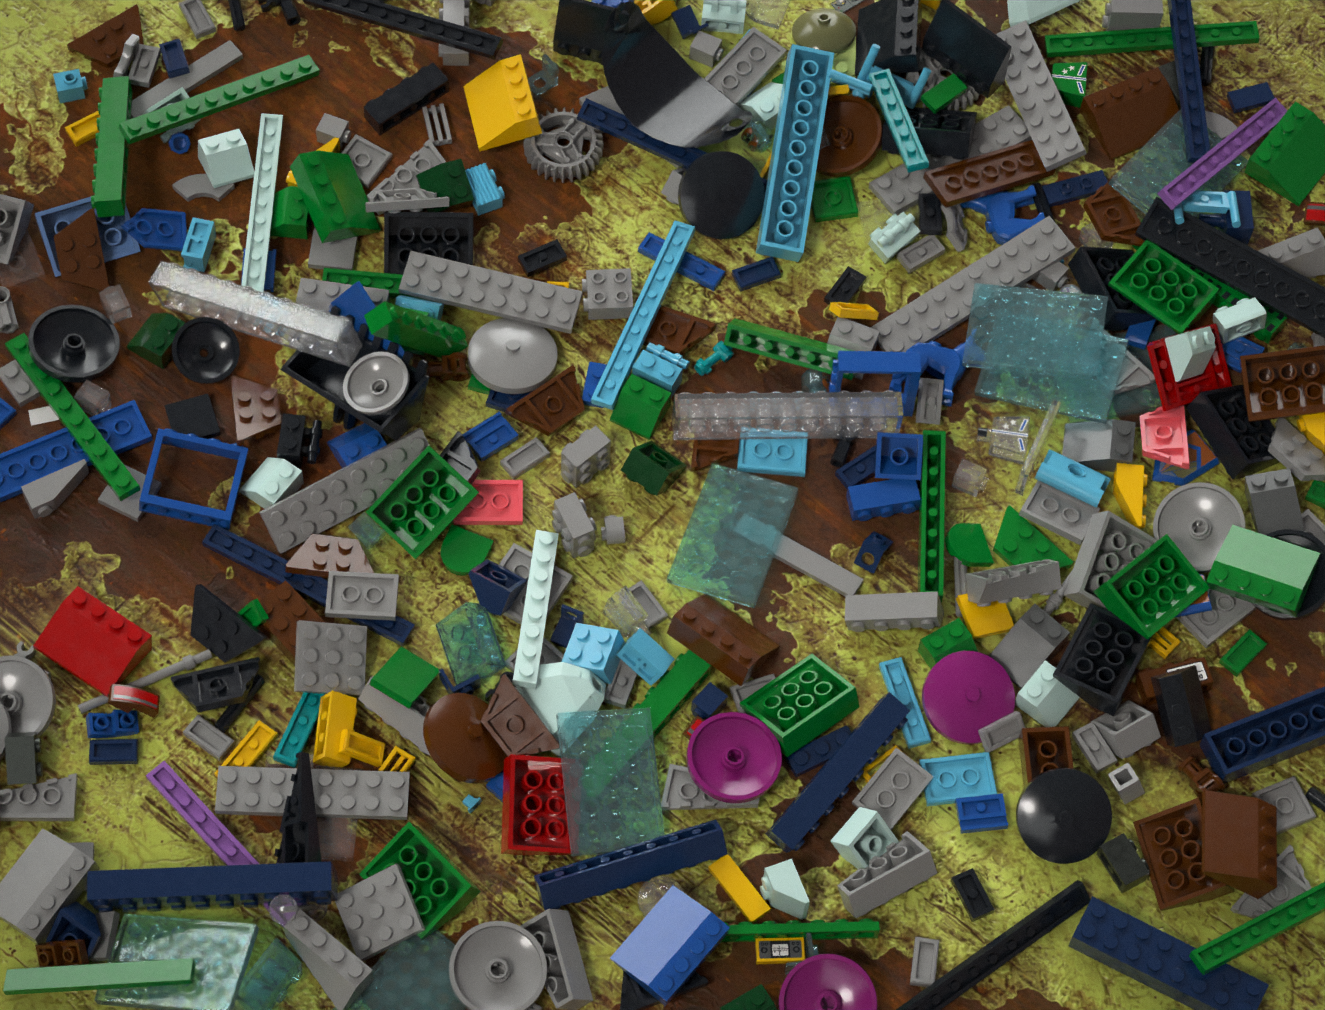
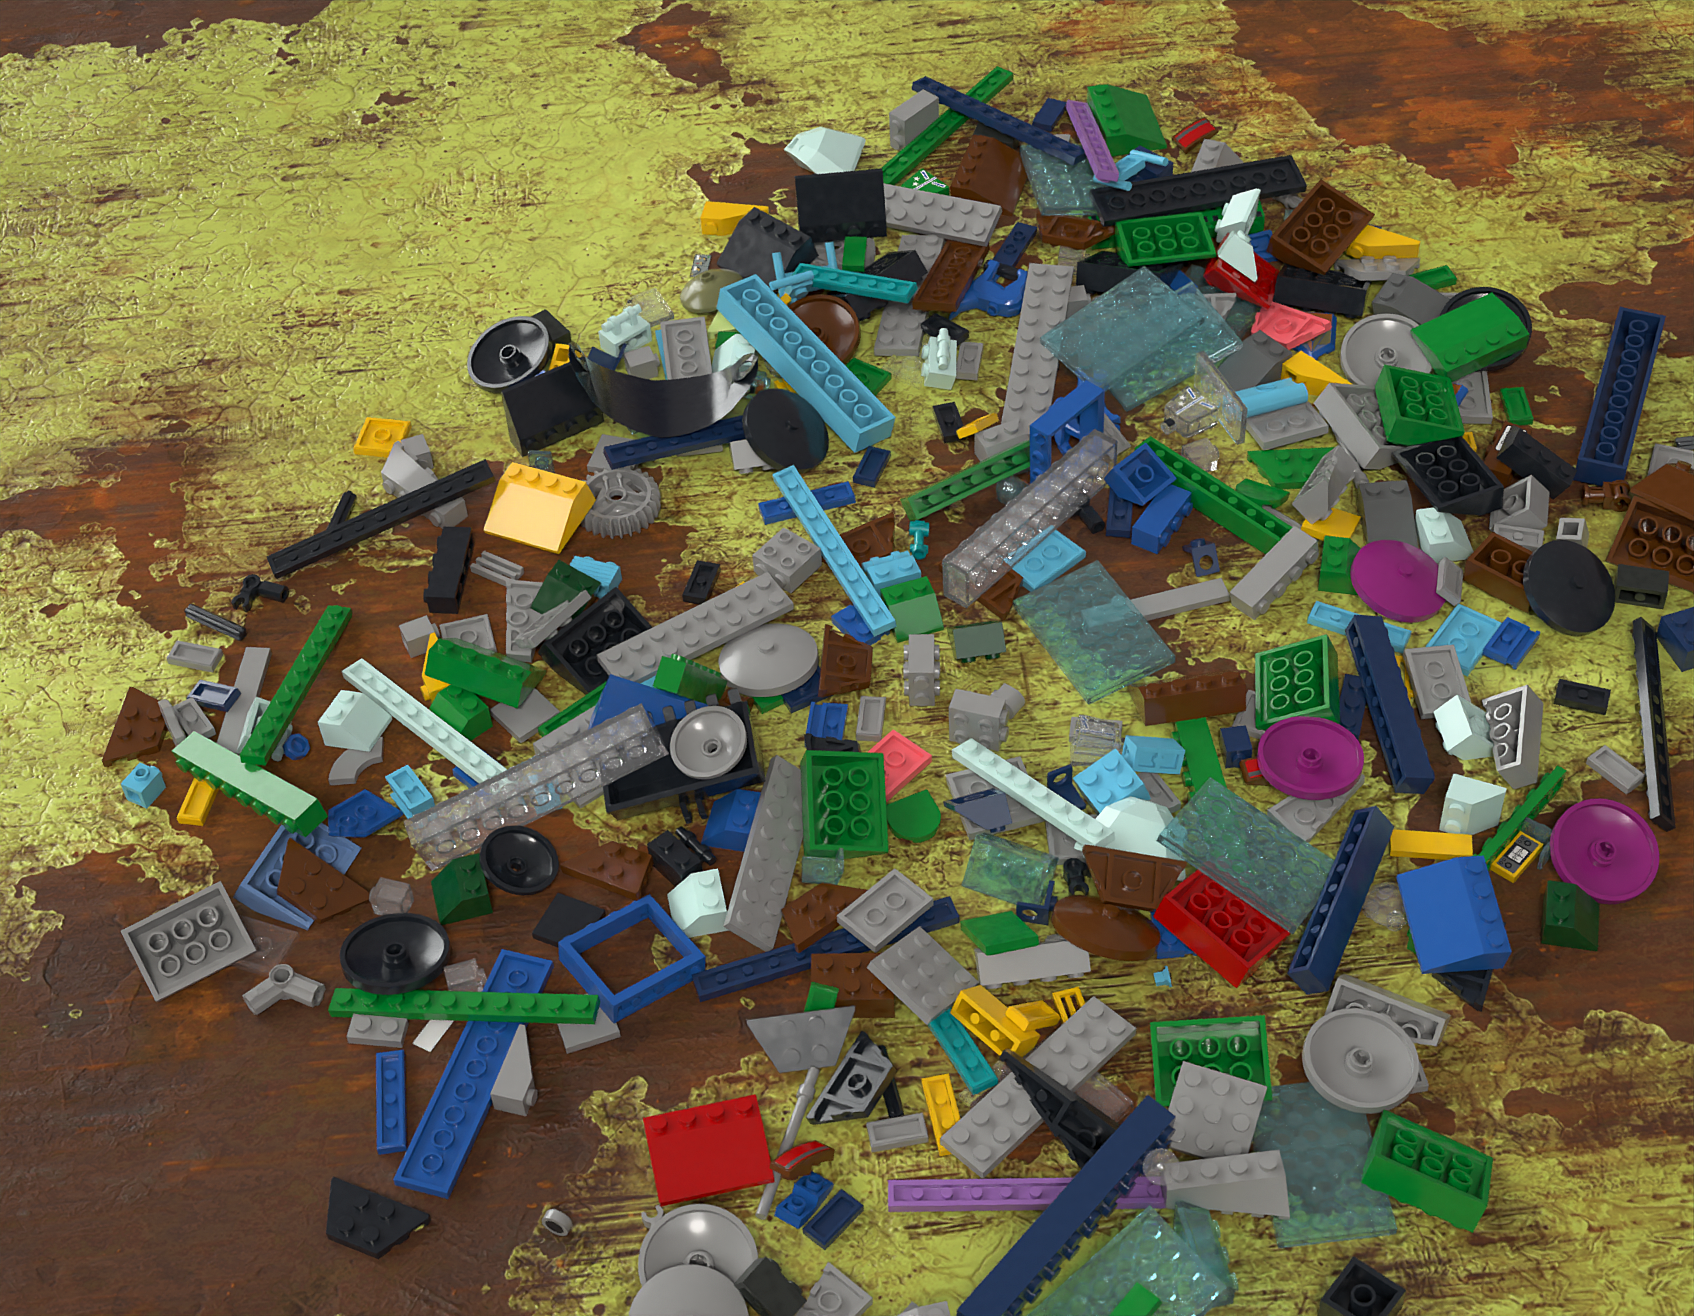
camera: 40 degrees left, 15 degrees down
(955, 229) = (969, 325): light grey tile -> none

